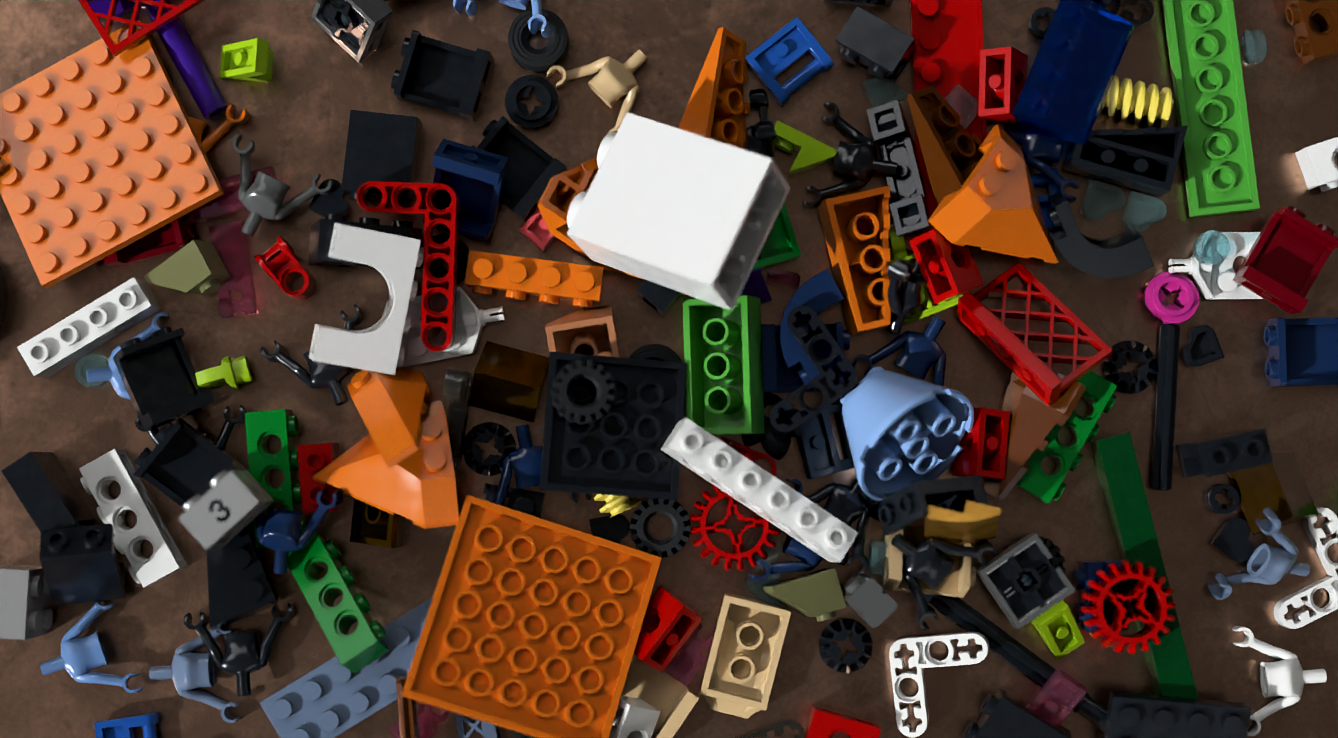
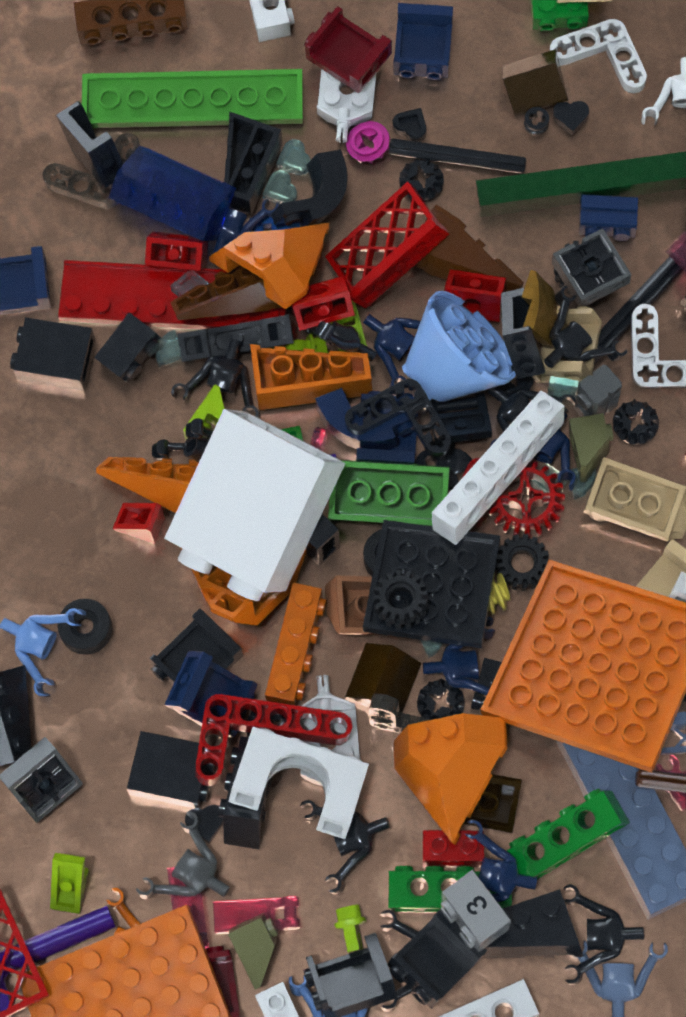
camera: 85 degrees left, 15 degrees down
(283, 265) = (260, 865): red piece -> none
(391, 410) = (401, 769): orange wedge -> none
(441, 76) = (106, 711): black panel -> none
(520, 90) = (131, 627): black gear -> none
(536, 231) = (252, 641): coral tile -> none
(610, 83) = (132, 570): tan piece -> none
(610, 528) = (517, 605): black tile -> none
(664, 629) = (606, 550): red brick -> none
(668, 85) = (140, 520): none -> red slope
(688, 660) = (636, 552): clear pink plate -> none
(783, 51) = (123, 425): blue plate -> none
(1038, 14) = (129, 226): black bush -> none
(1048, 487) = (492, 232): green brick -> none
(1058, 630) = (635, 251): lime slope -> none
(1139, 101) = (204, 147): light yellow piece -> none
(1154, 622) = (604, 176): red gear -> none
(1211, 247) = (330, 105): clear light blue tile -> none
(1224, 453) = (499, 110): black panel -> none
(1253, 46) = (169, 61): clear light blue tile -> none
(1267, 562) = (592, 90): sand blue piece -> none

